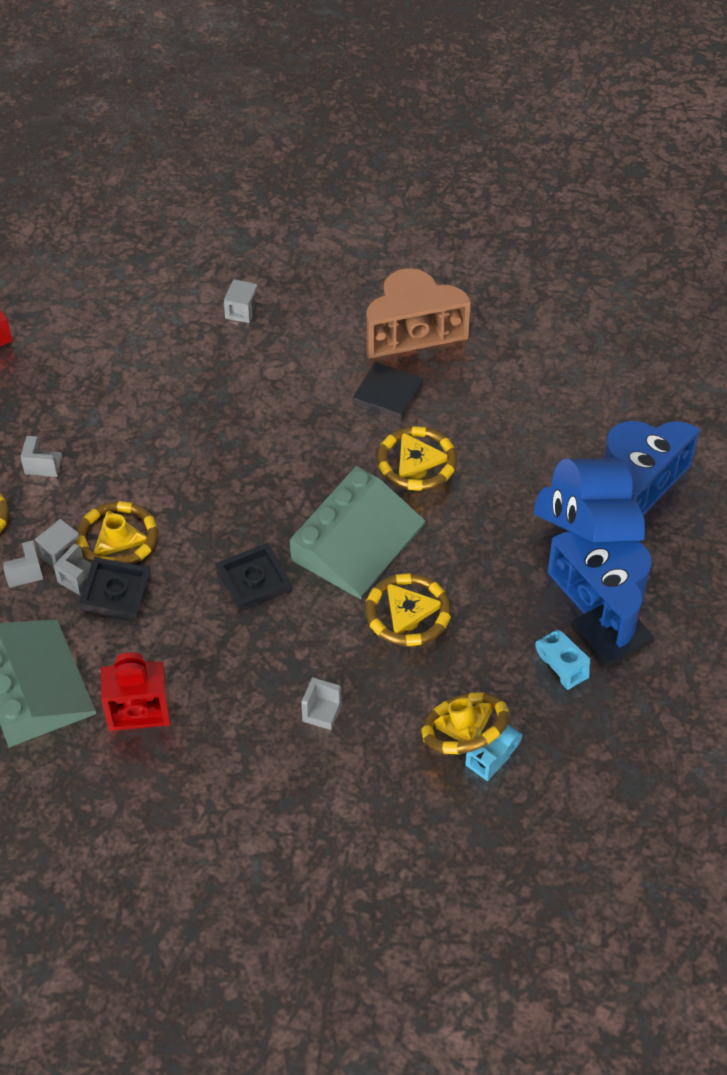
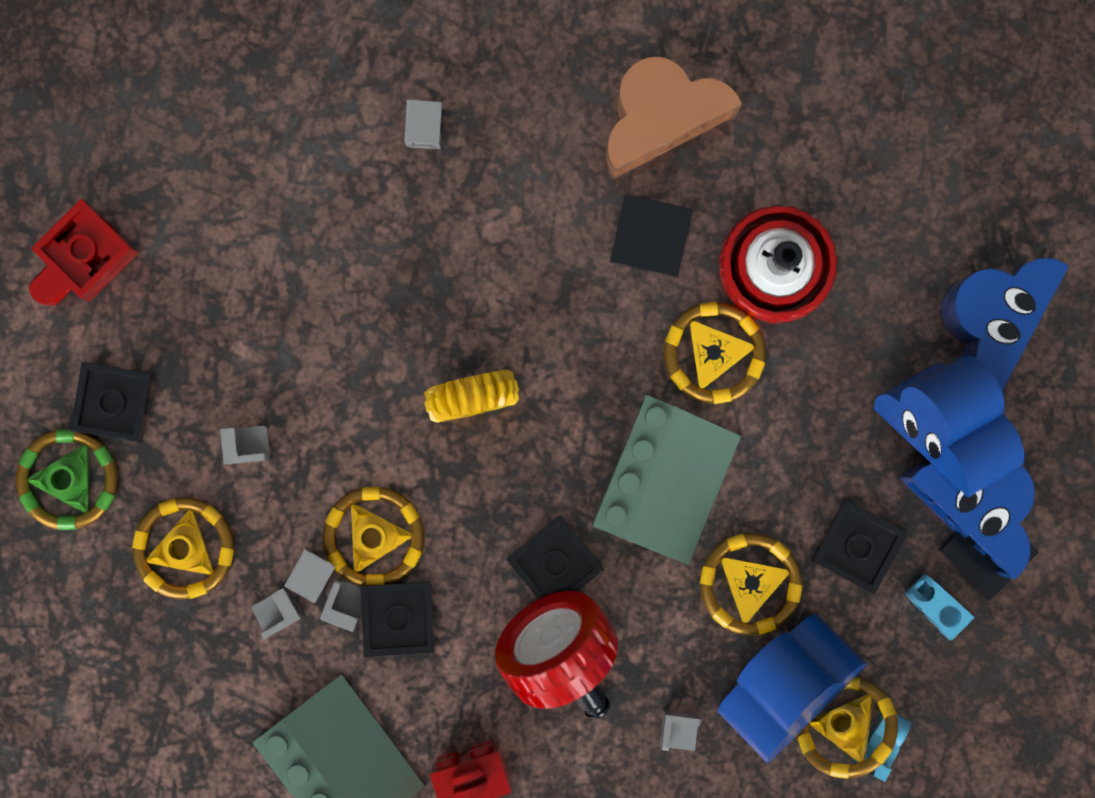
camera: 15 degrees left, 35 degrees up
(222, 447) = (471, 395): none -> yellow gear
(236, 612) = (559, 653): none -> red wheel
(418, 679) = (789, 685): none -> blue brick
(479, 412) = (777, 264): none -> red wheel
(504, 609) = (859, 546): none -> black tile

